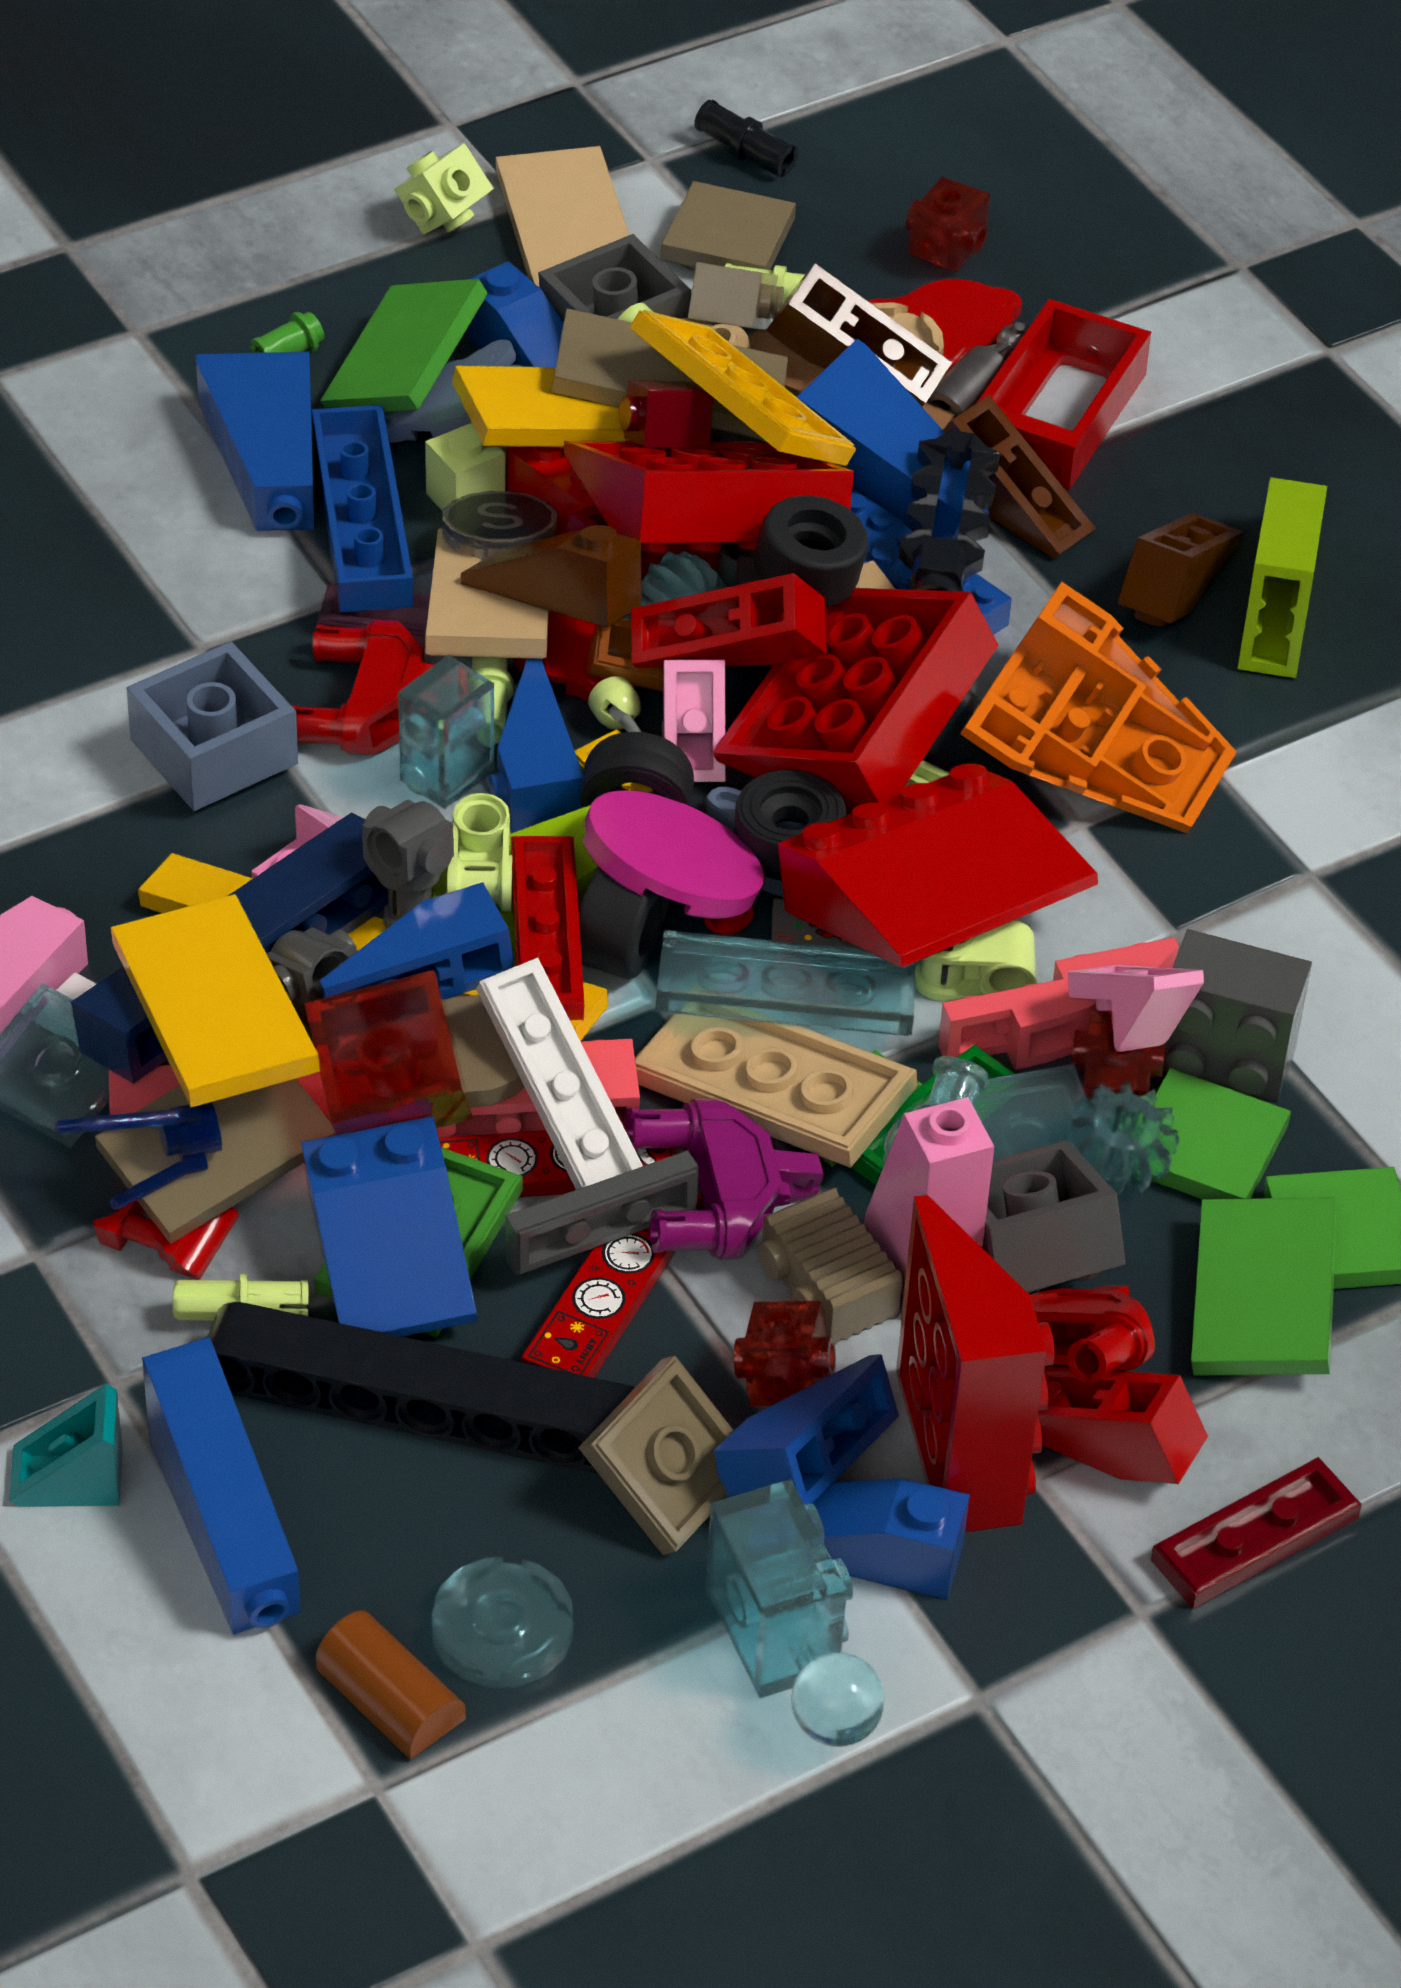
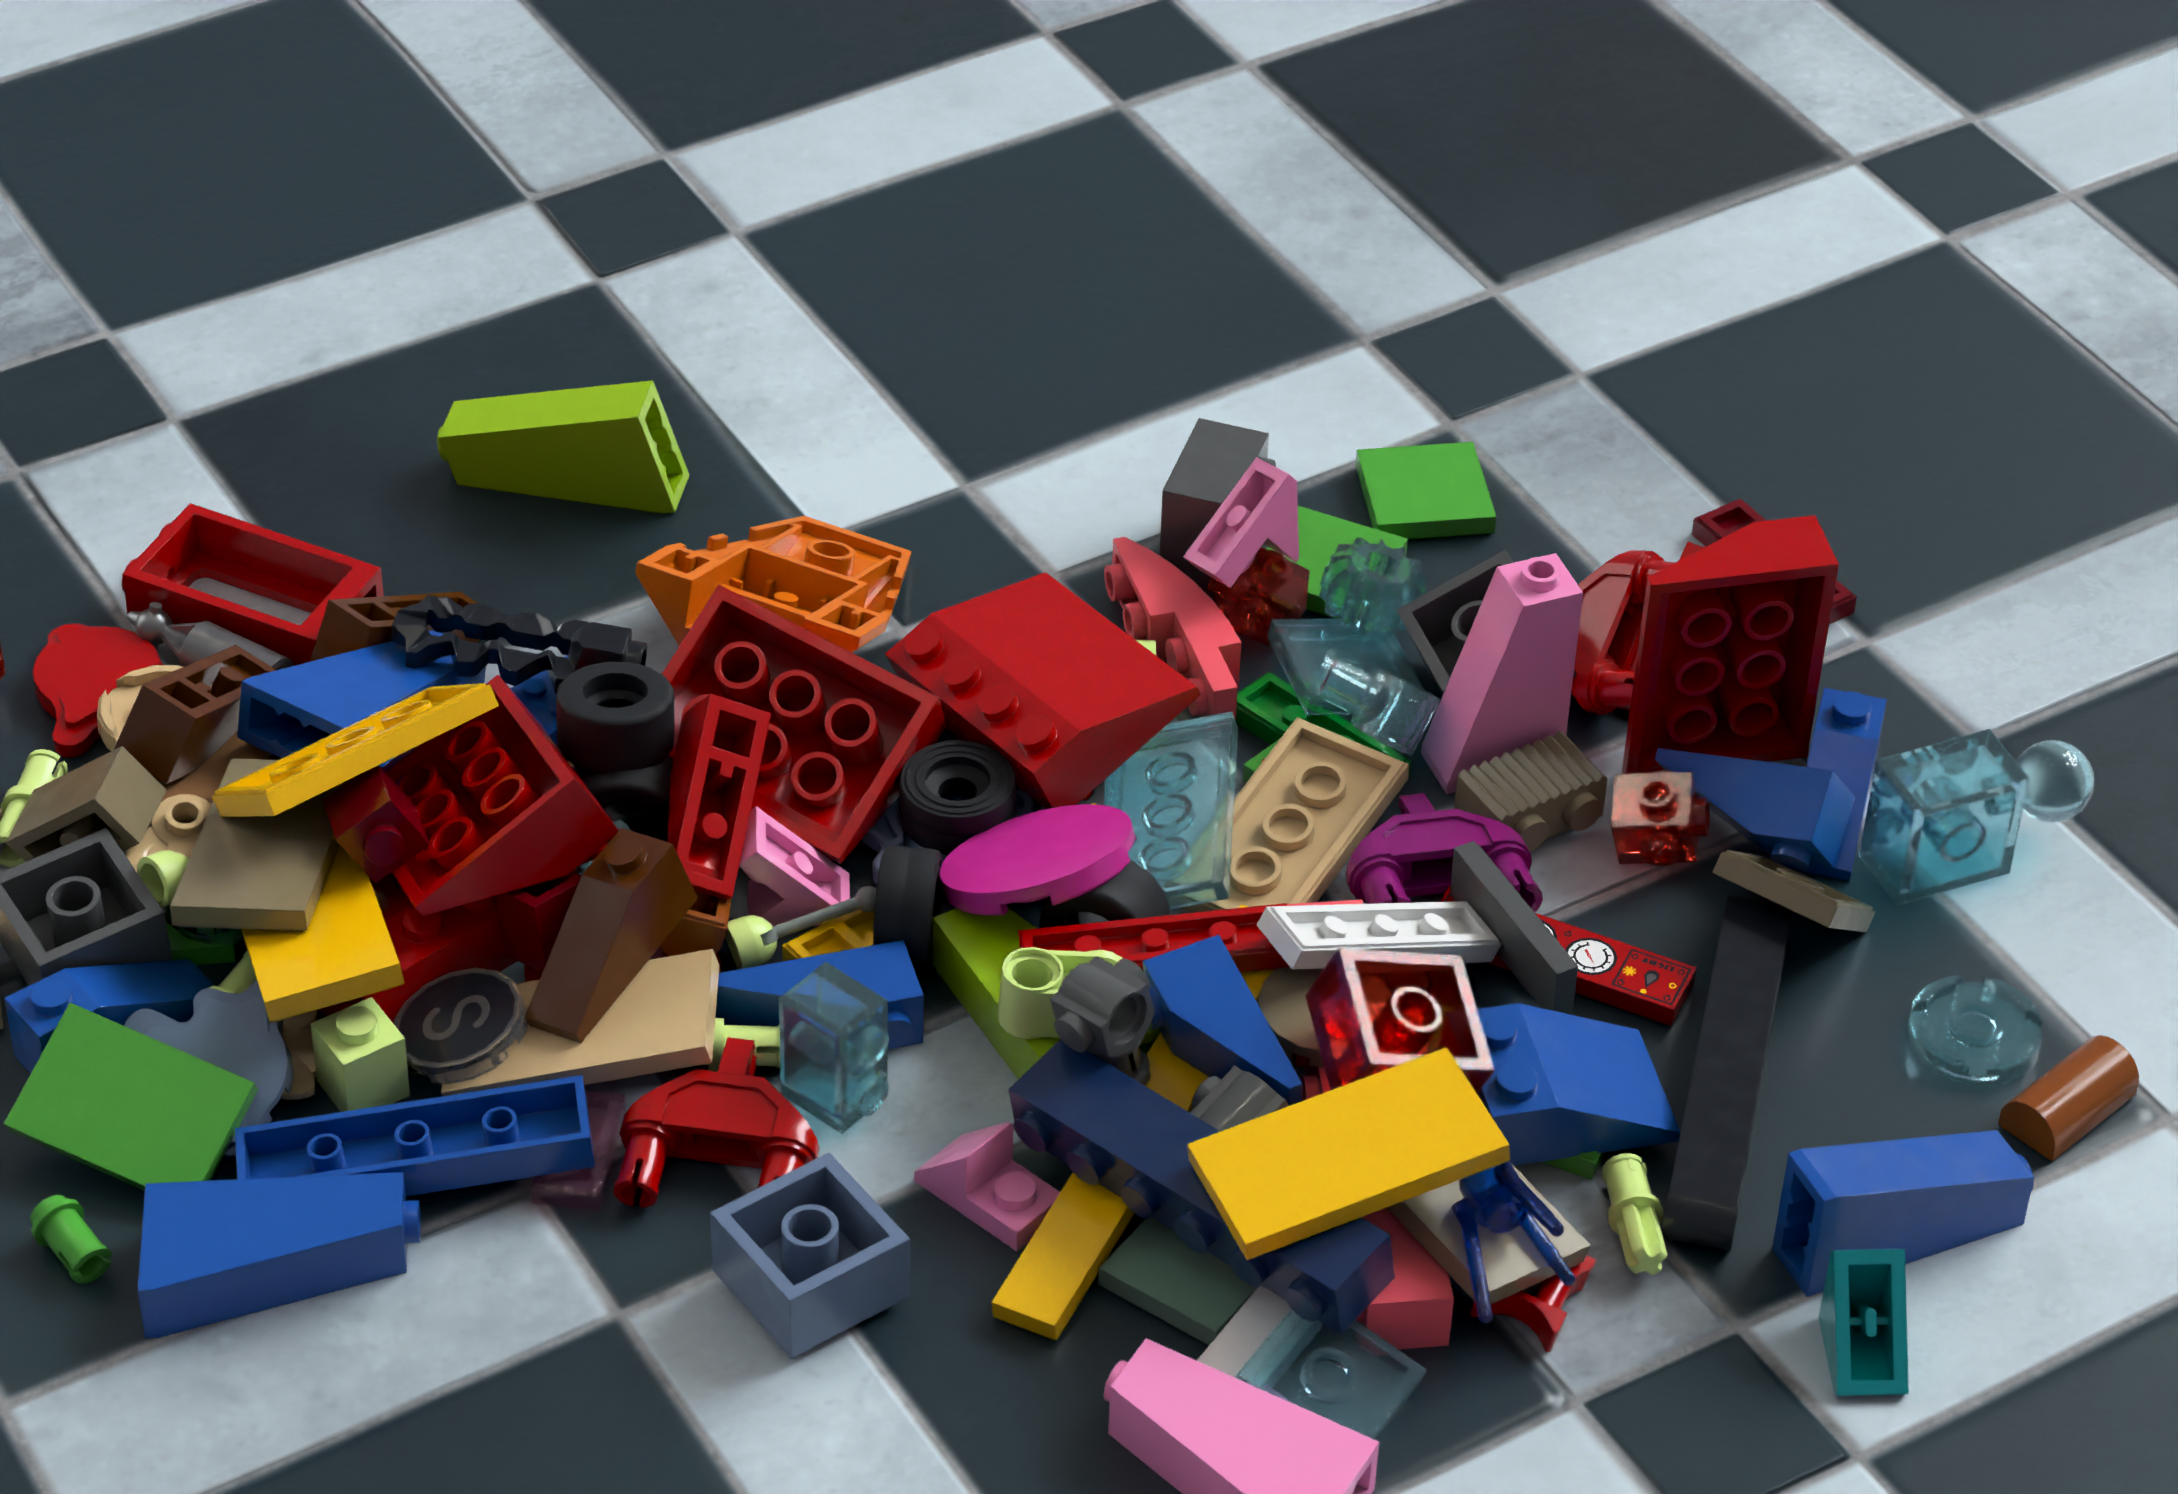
camera: 90 degrees left, 5 degrees down
(1176, 567) = (548, 523): reddish brown slope -> none
(1265, 1286) = (1483, 513): bright green tile -> none

